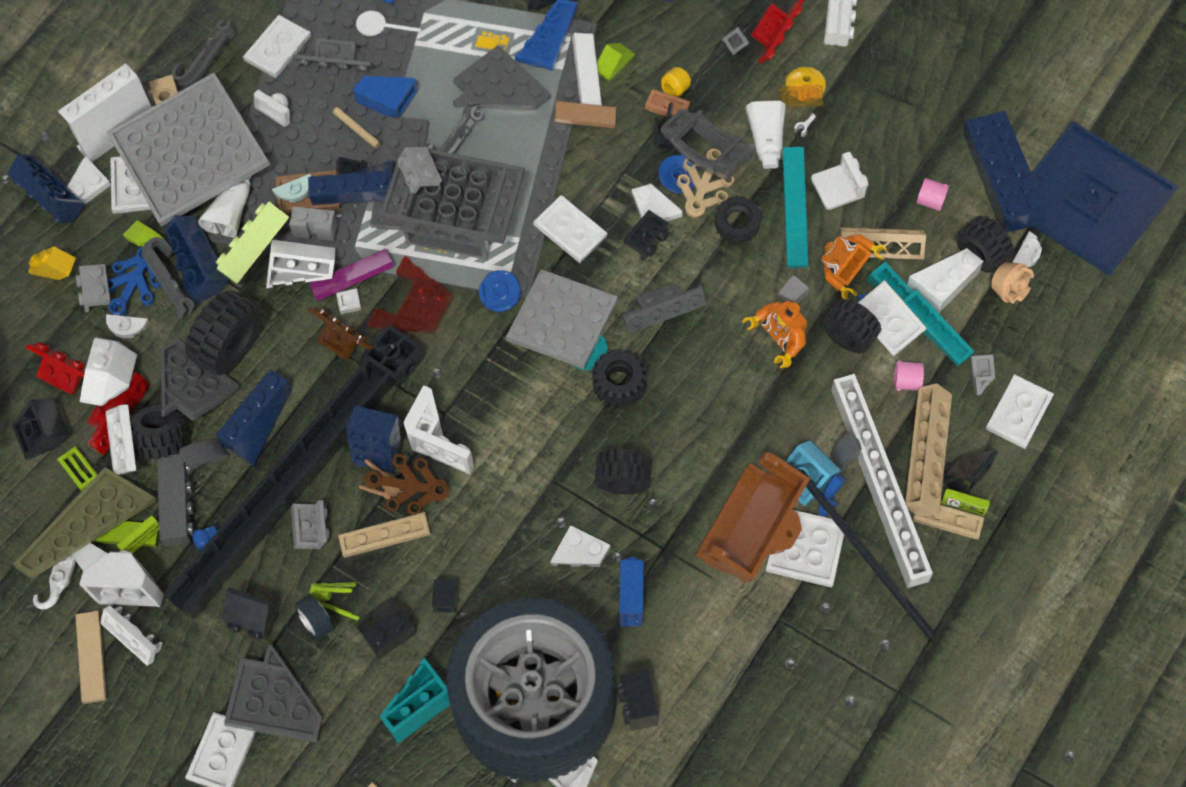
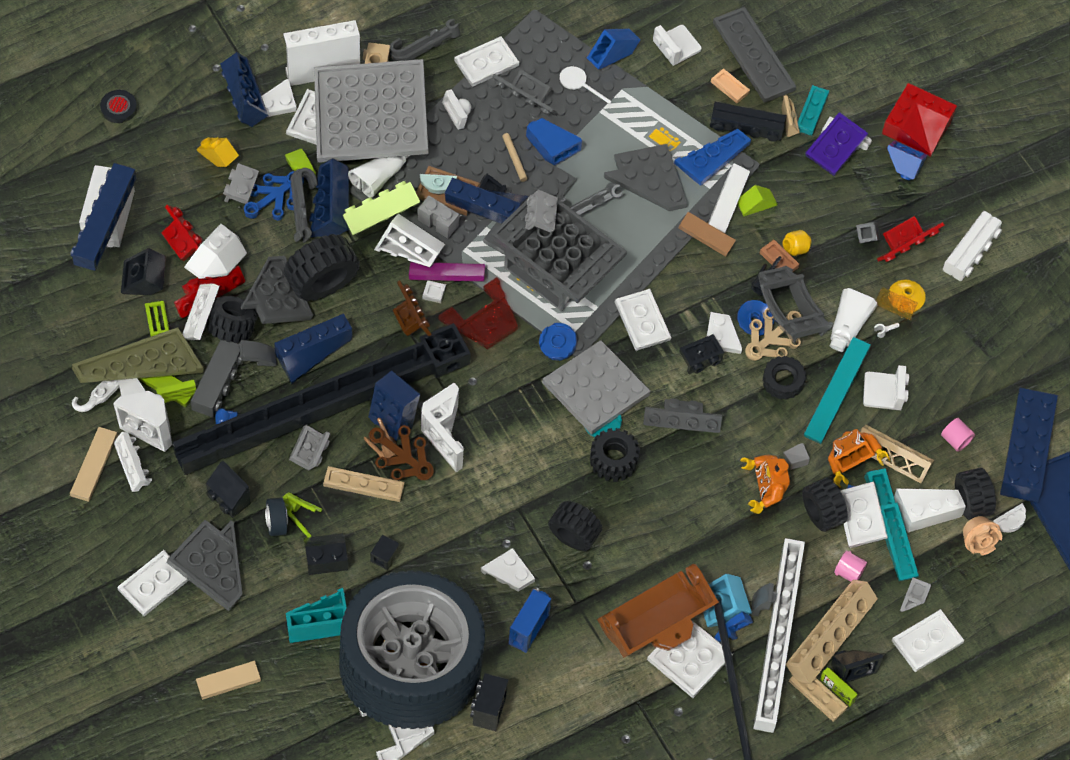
camera: 20 degrees right, 5 degrees down
(126, 326) = (249, 227): white plate -> none

